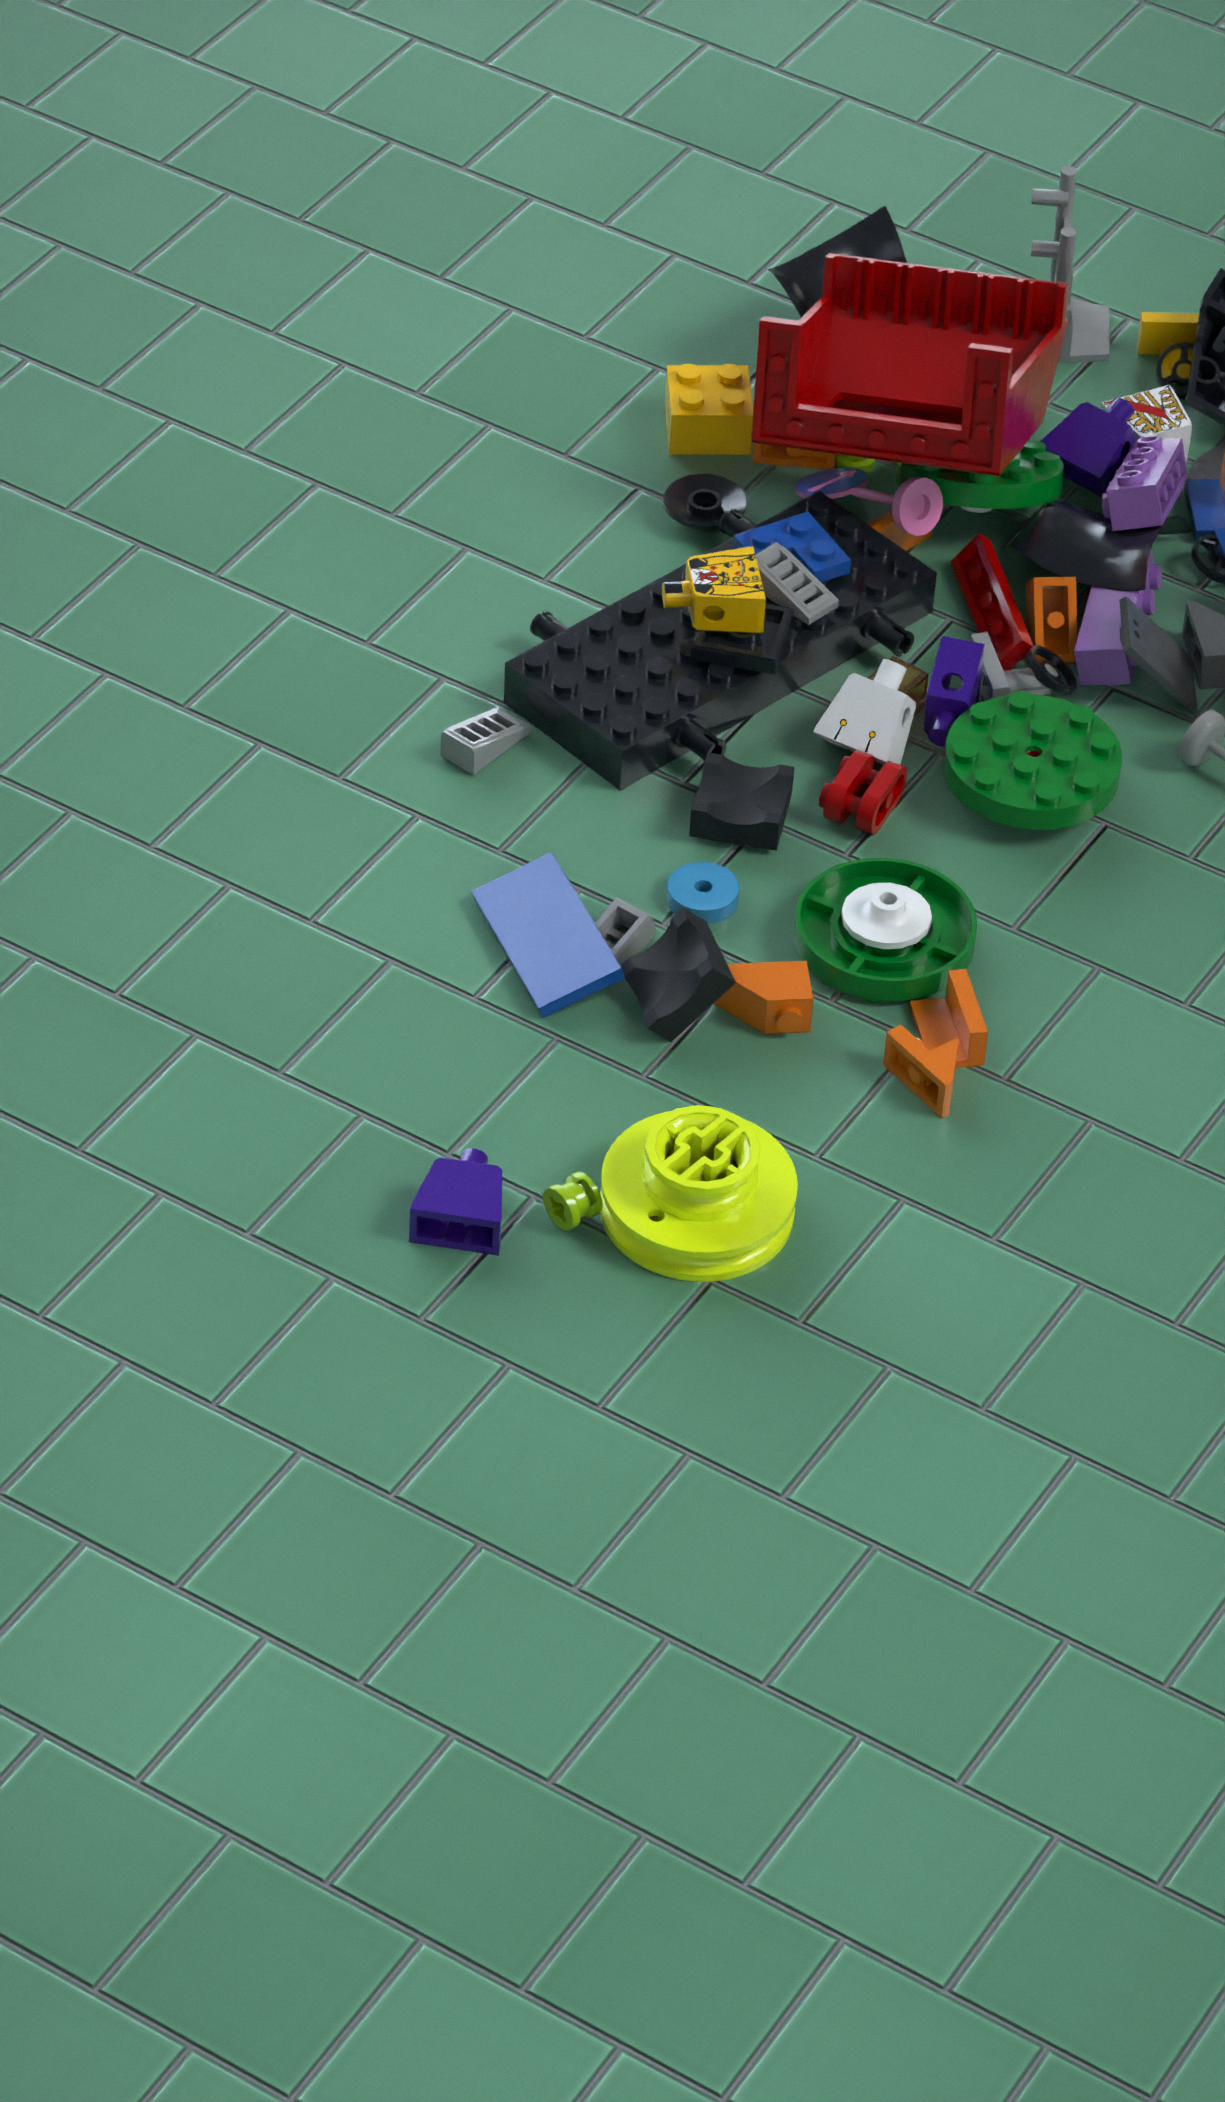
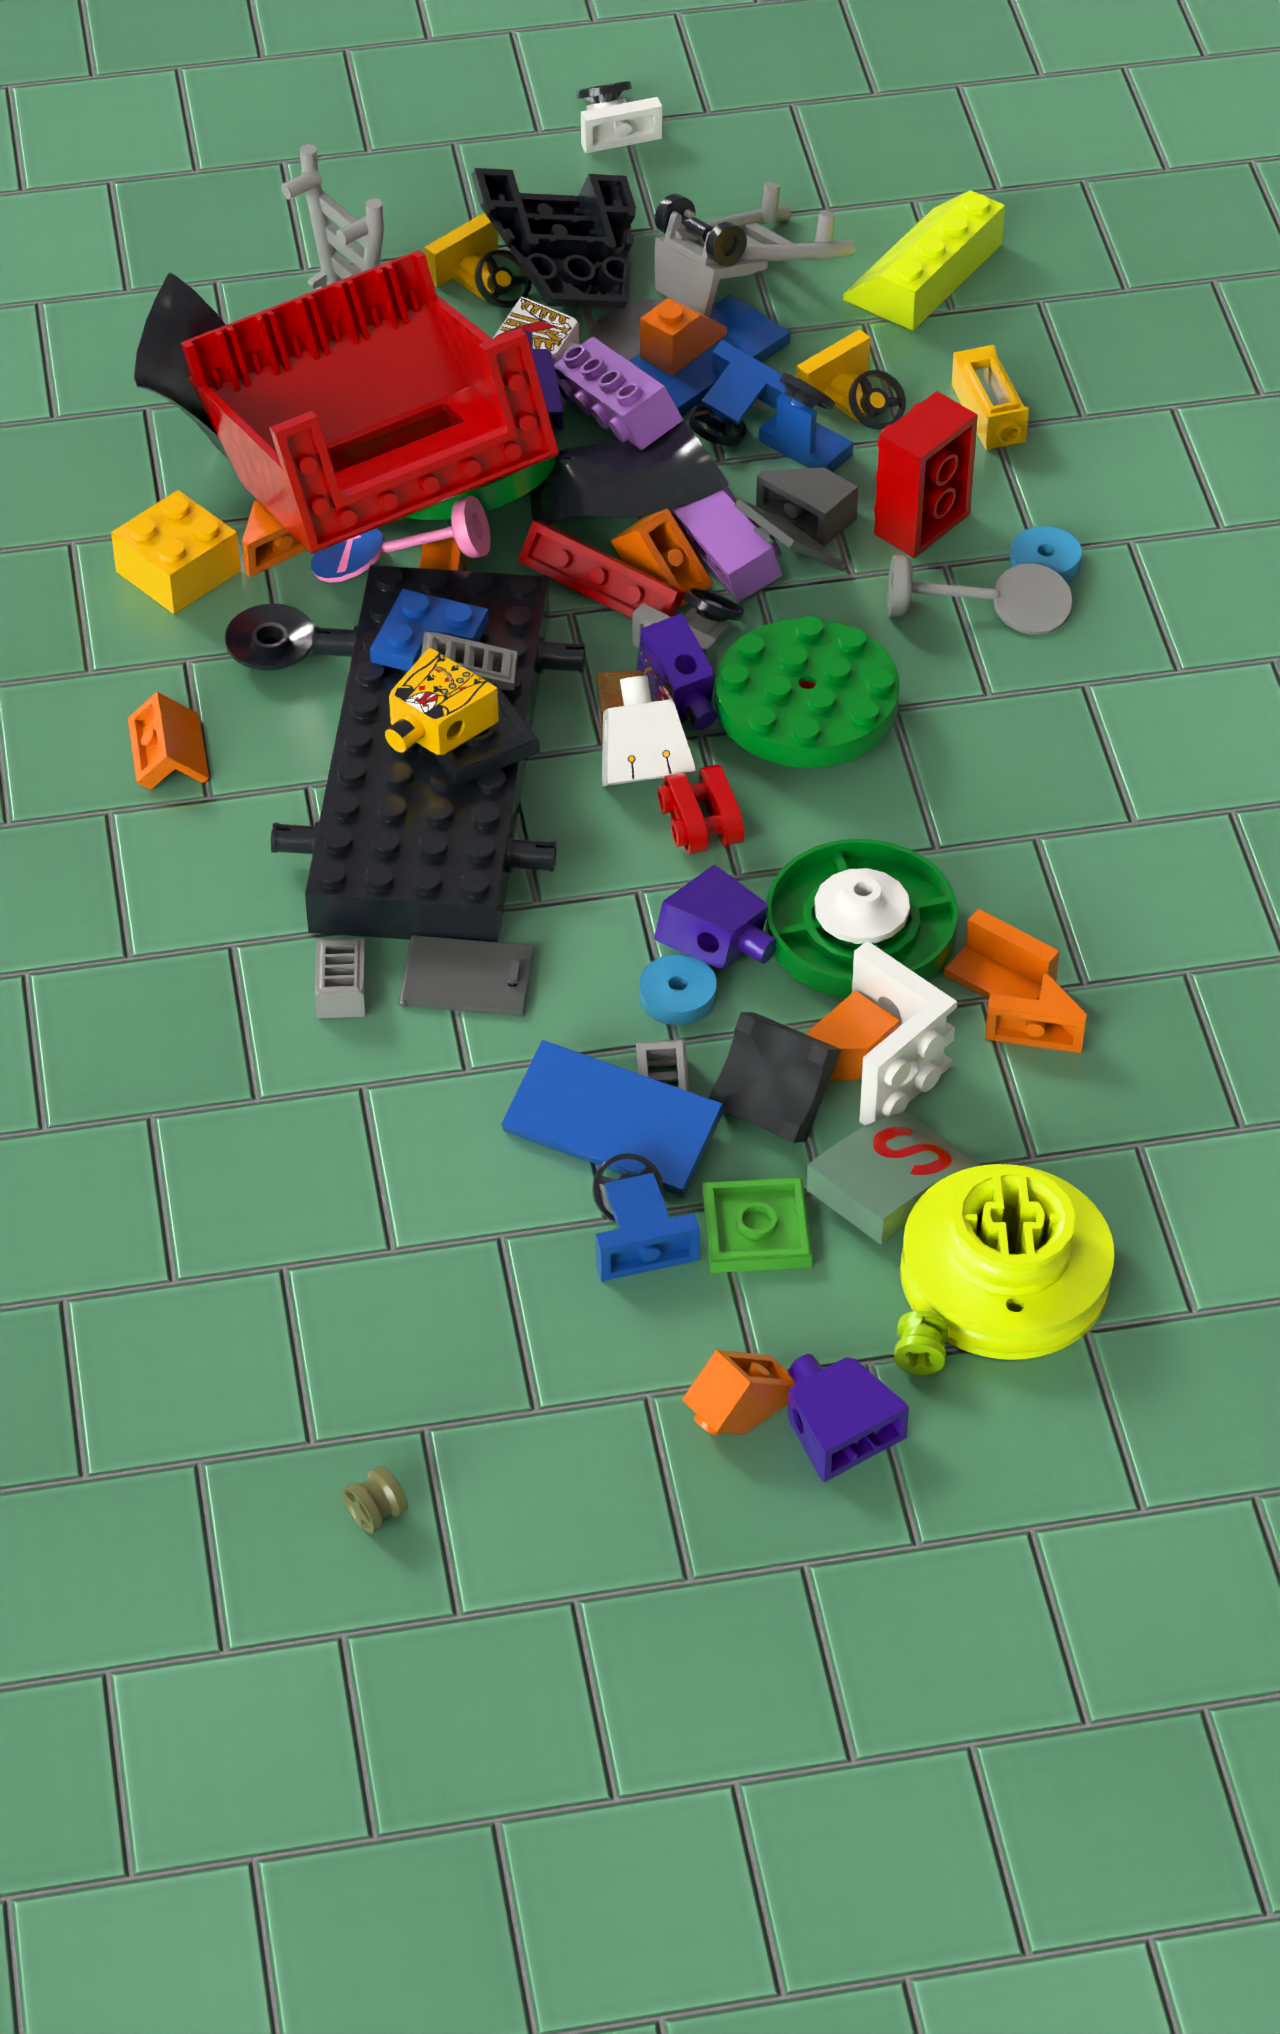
camera: 40 degrees left, 5 degrees up
(102, 1044) = (375, 1499): none -> olive wheel
(407, 1140) = (738, 1392): none -> orange slope
(473, 1010) = (645, 1232): none -> blue piece
(556, 526) = (166, 739): none -> orange panel
(565, 1064) = (756, 1225): none -> bright green tile
(573, 794) = (466, 975): none -> dark grey container
(680, 1074) = (883, 1172): none -> sand green slope
(741, 803) = (619, 885): black brick -> none
(772, 859) = (715, 921): none -> dark purple torso
(806, 1012) = (914, 1053): none -> white bracket

